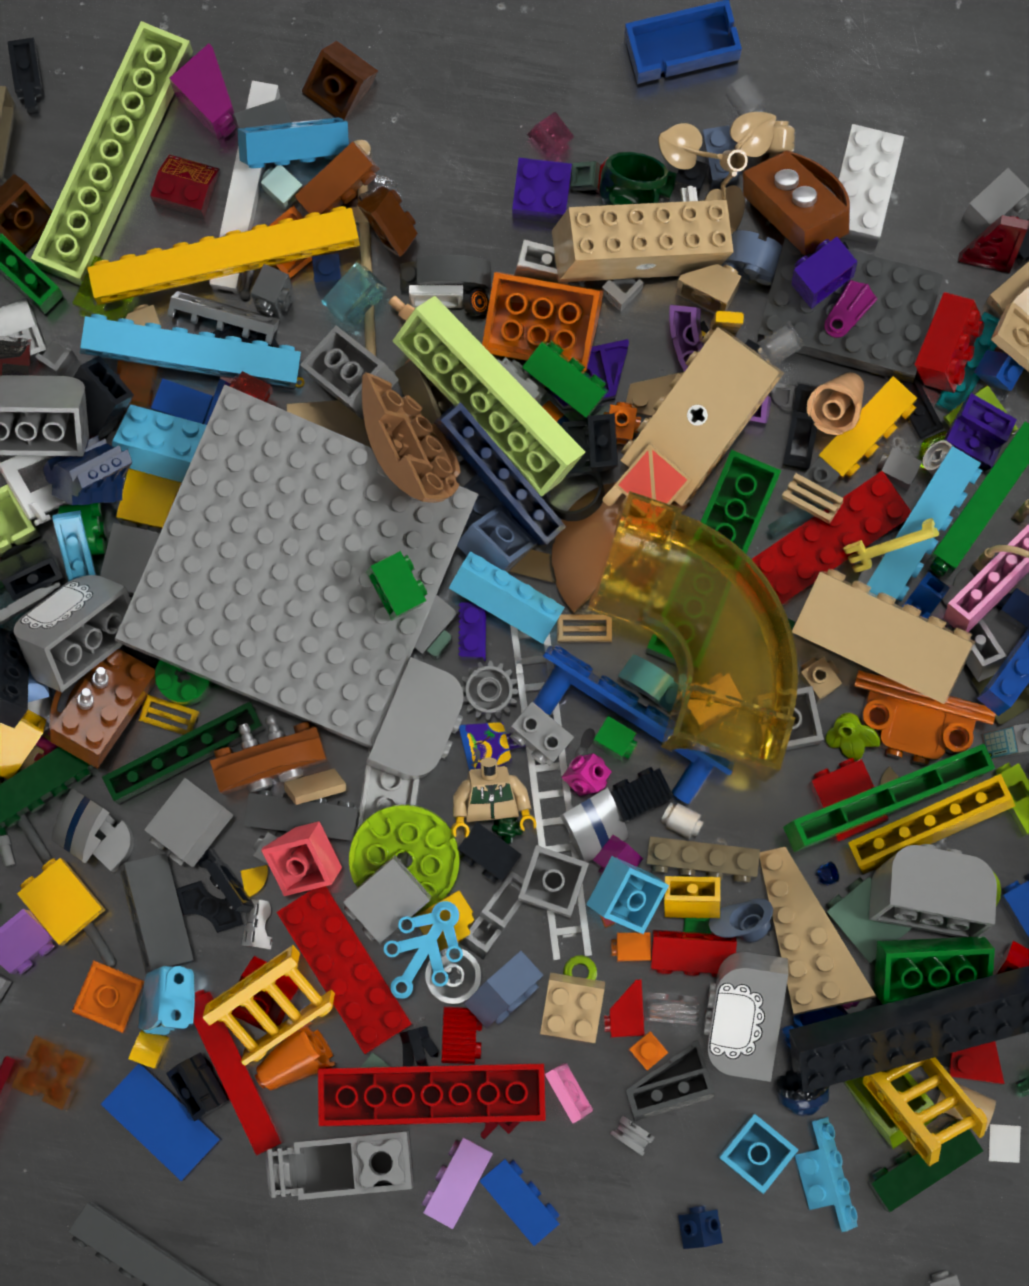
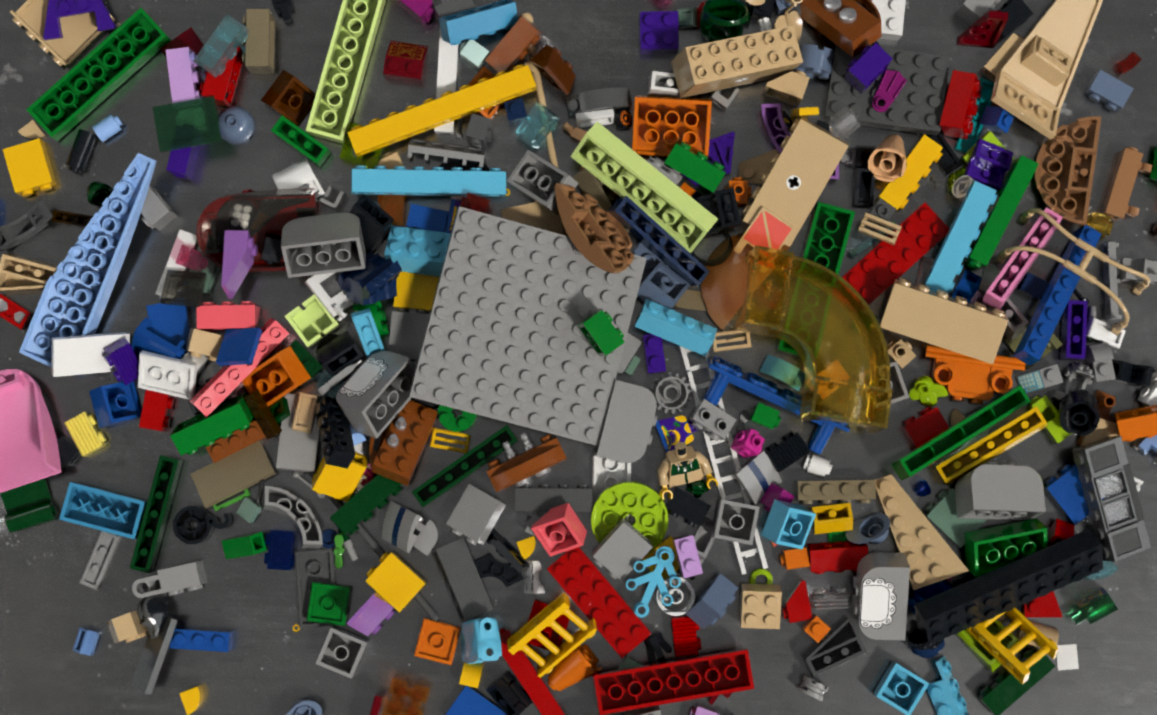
camera: 15 degrees left, 5 degrees up
(314, 786) = (560, 477): tan tile -> none
(477, 920) = (687, 556): none -> lavender brick
(569, 1092) = (766, 665): bright pink tile -> none
(864, 554) = (919, 265): light yellow hinge -> none
(899, 468) = (935, 197): light grey brick -> none

